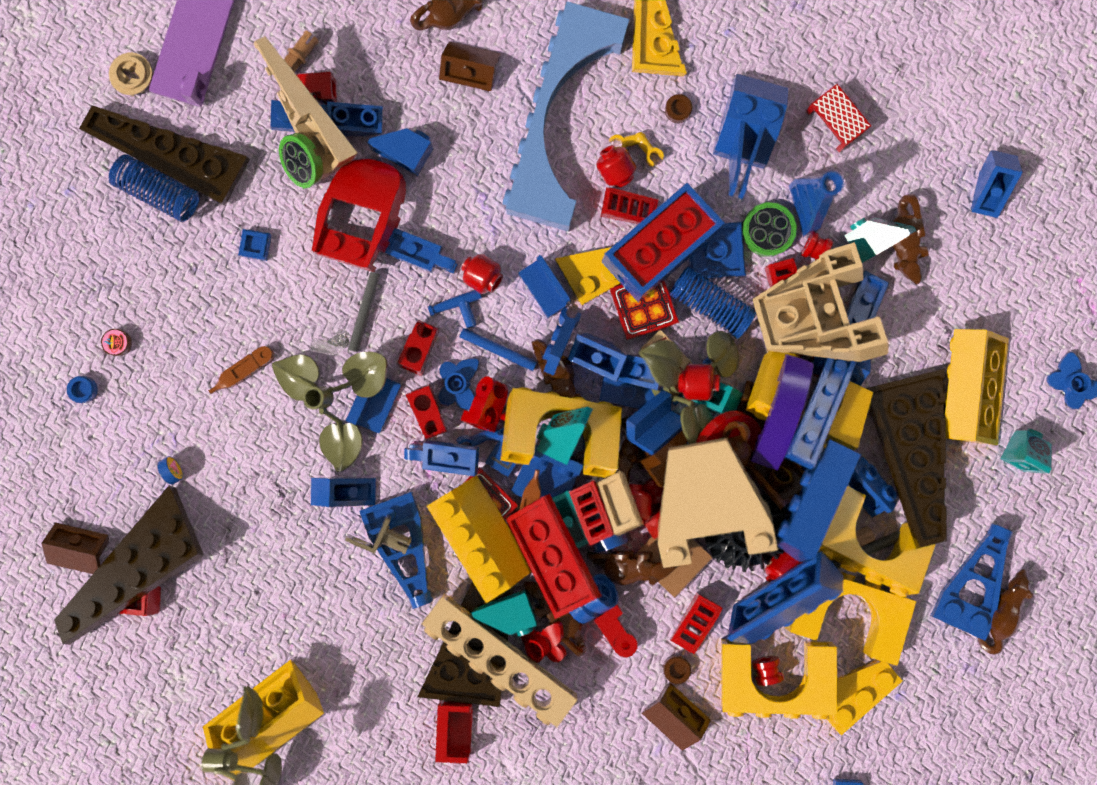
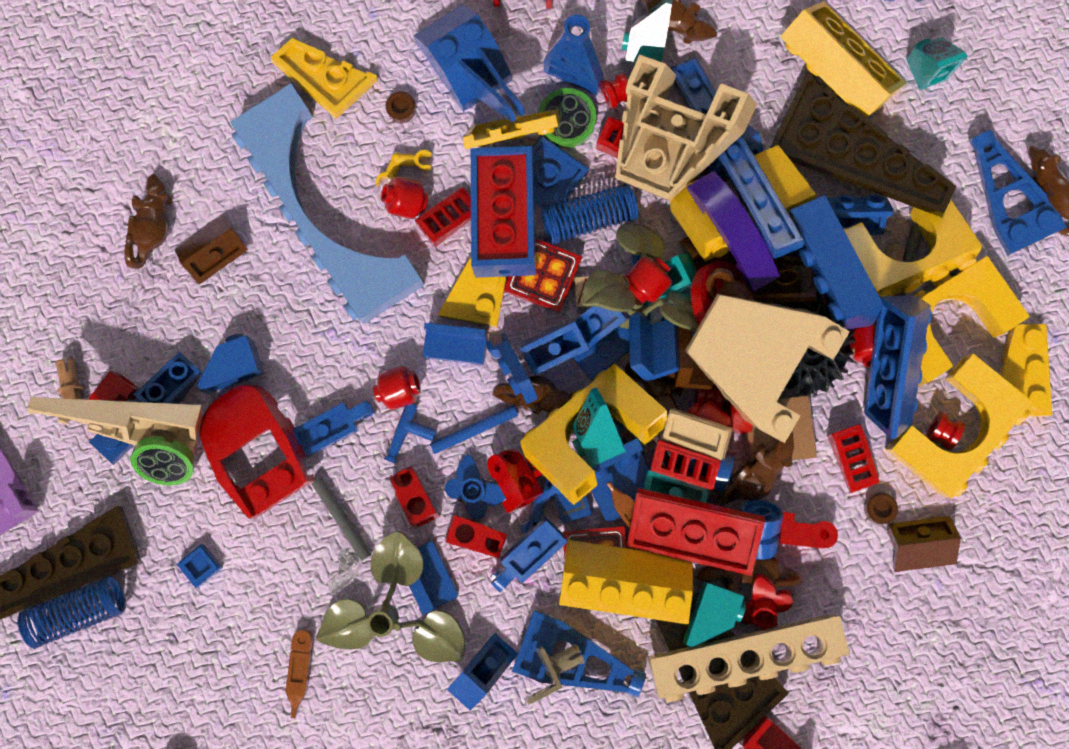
camera: 45 degrees left, 5 degrees down
(718, 190) = (503, 129): none -> yellow wing

